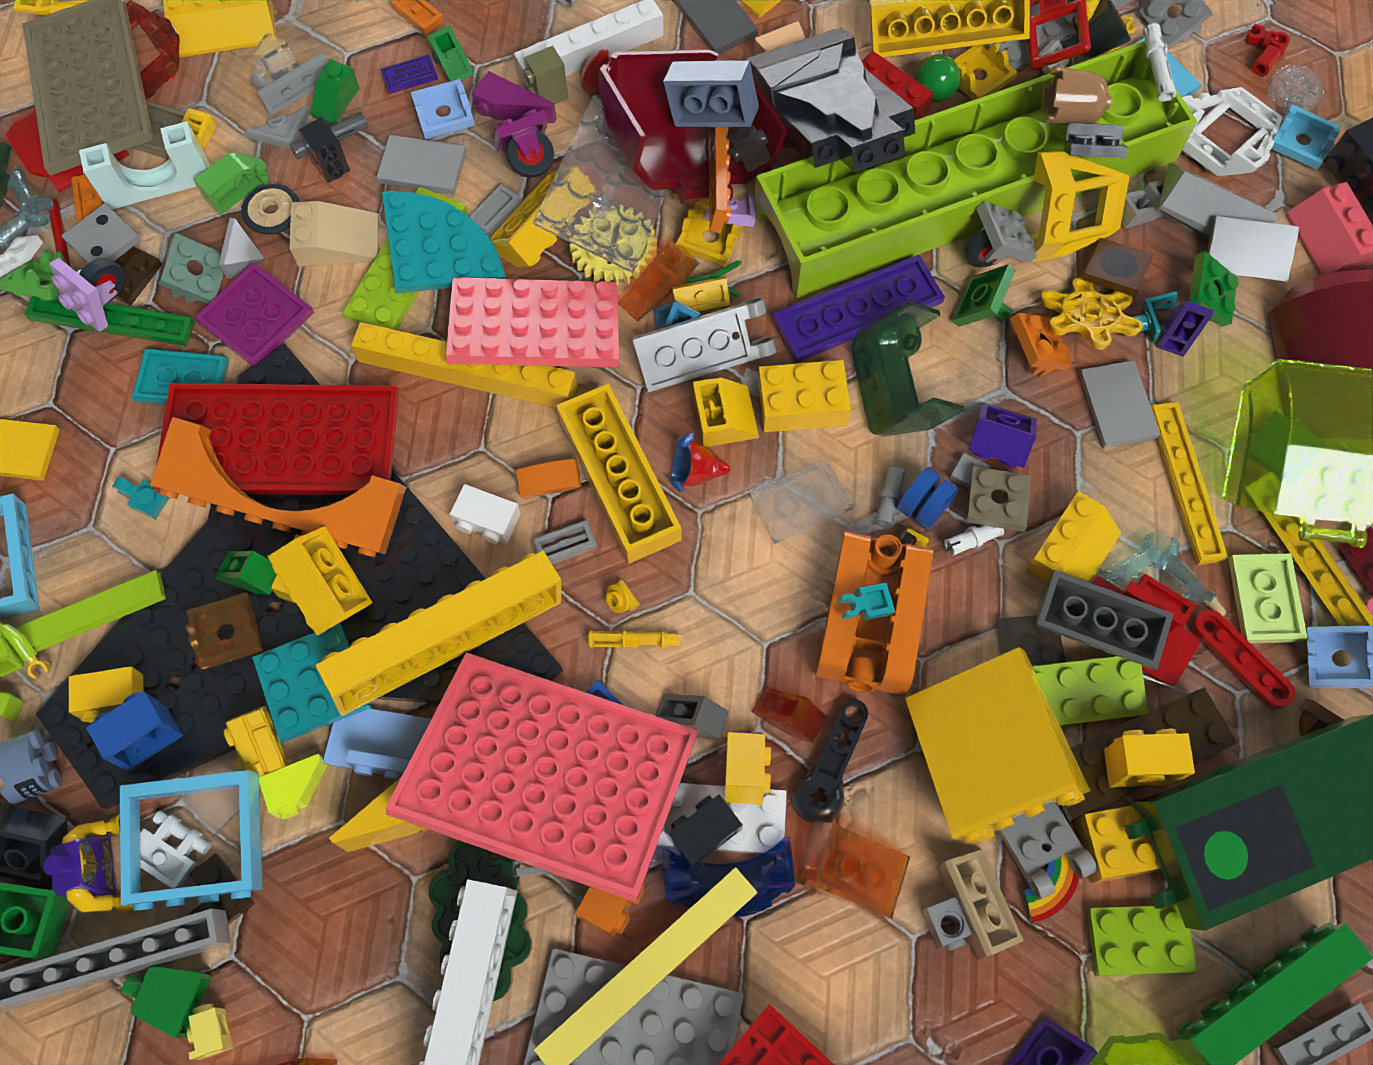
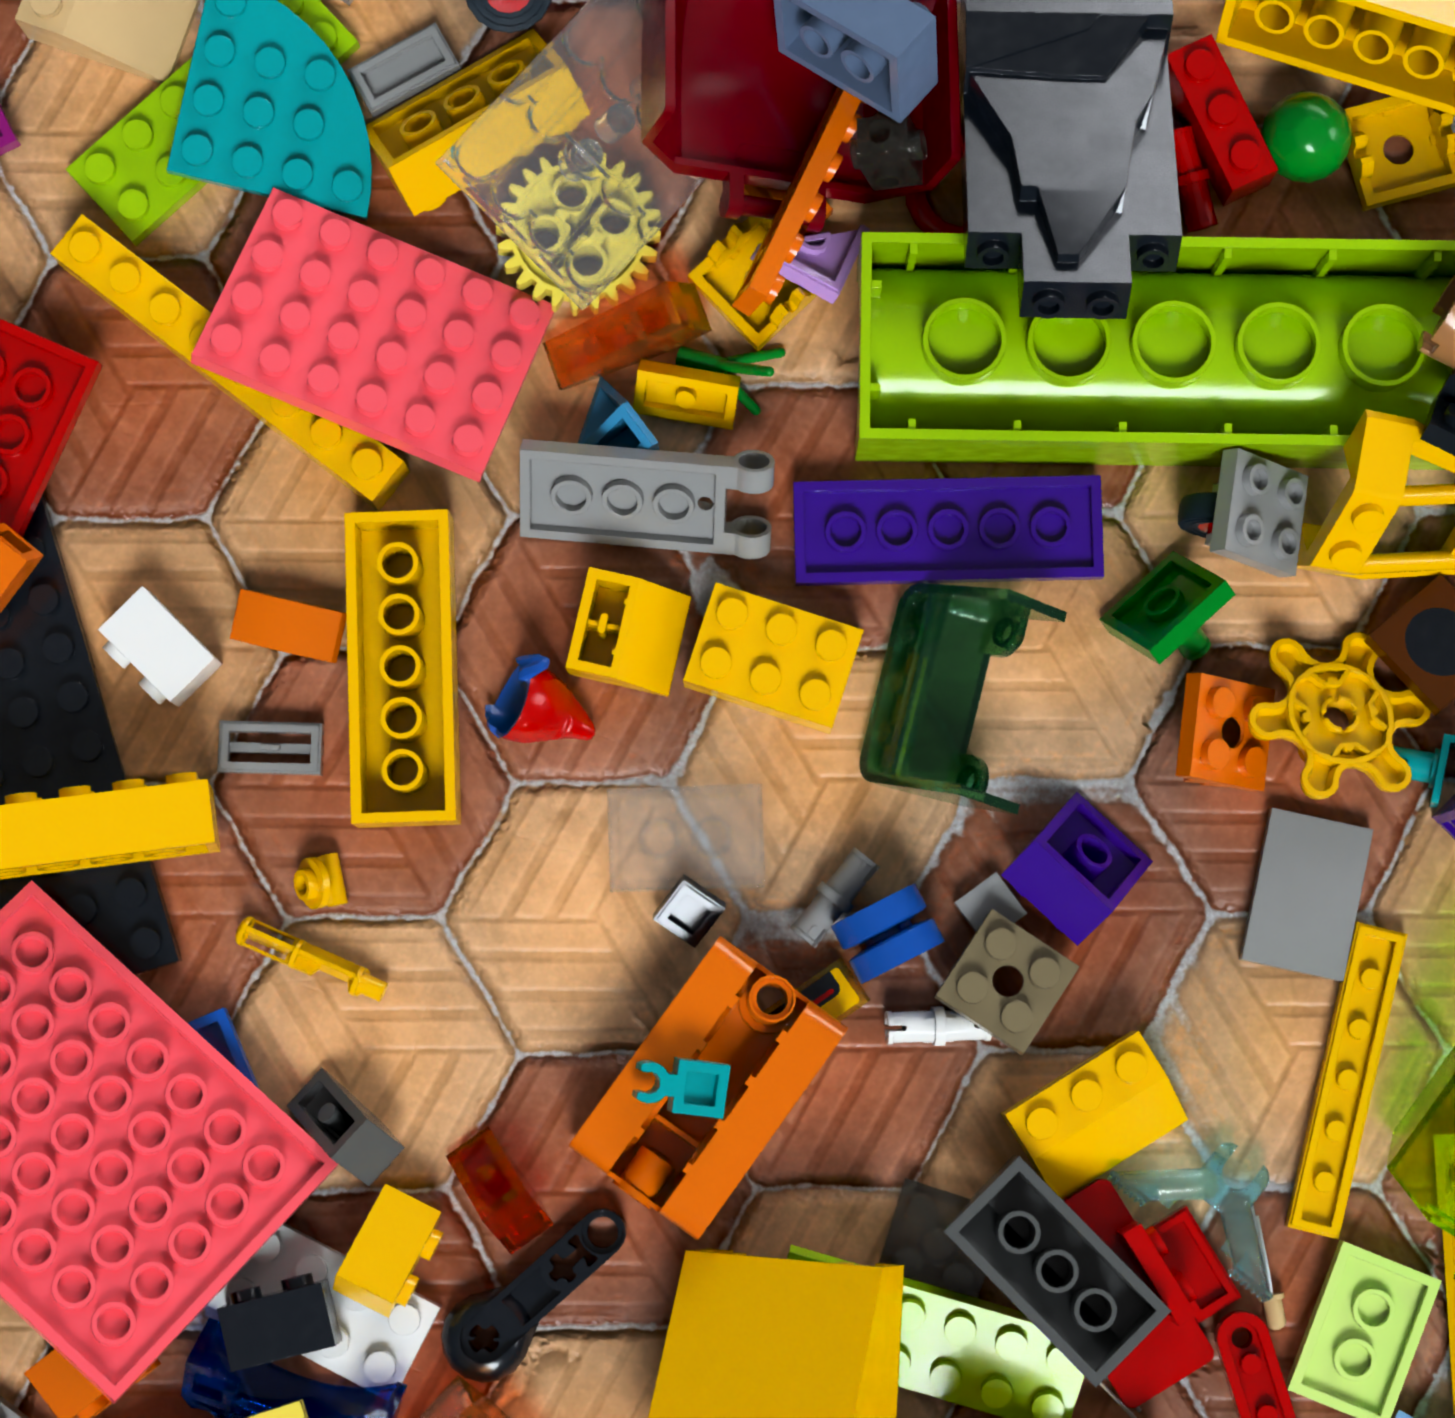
camera: 25 degrees right, 15 degrees up
(820, 533) = (689, 911): none -> tile

